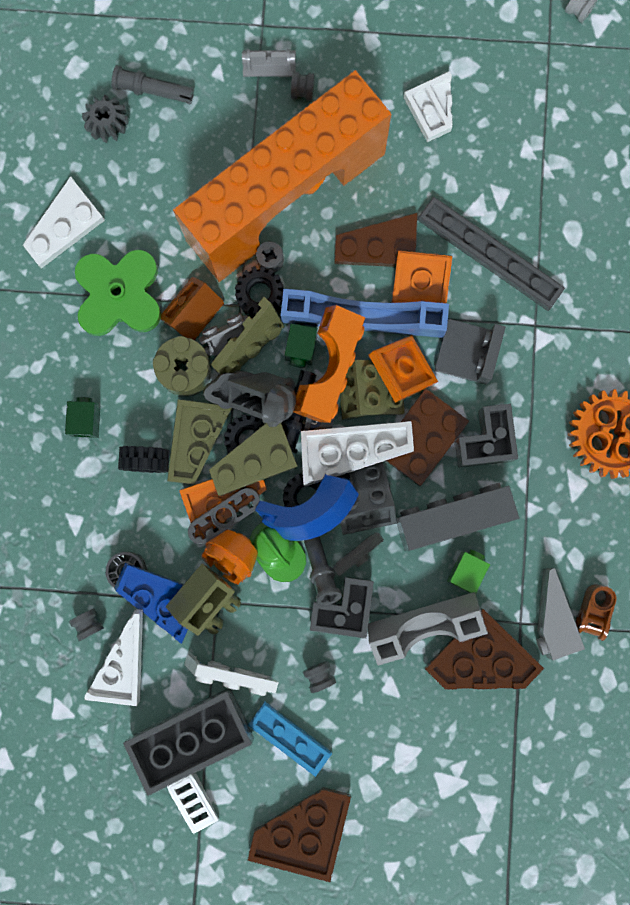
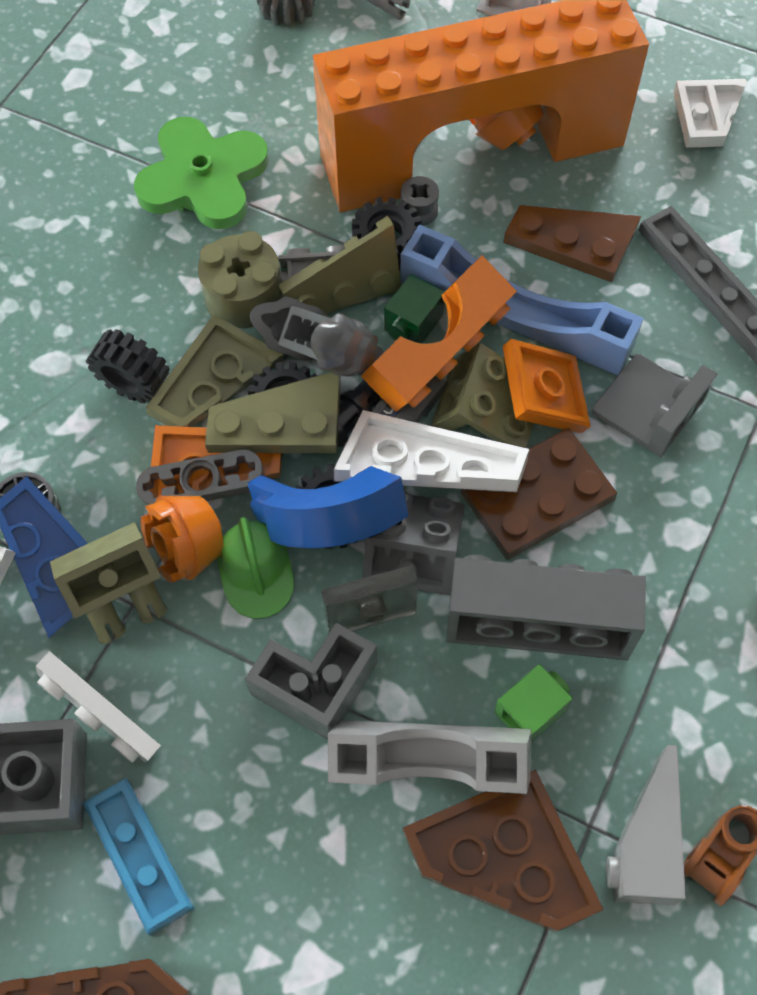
camera: 20 degrees right, 20 degrees down
(62, 225) = (174, 87): white wing -> none
(82, 418) = (76, 296): dark green brick -> none
(192, 308) = (292, 223): dark orange panel -> none
(319, 677) = (229, 771): dark grey wheel -> none
(321, 574) = (302, 605): dark grey pin -> none
(421, 277) = (620, 280): orange plate -> none
(495, 443) = (640, 531): dark grey brick -> none

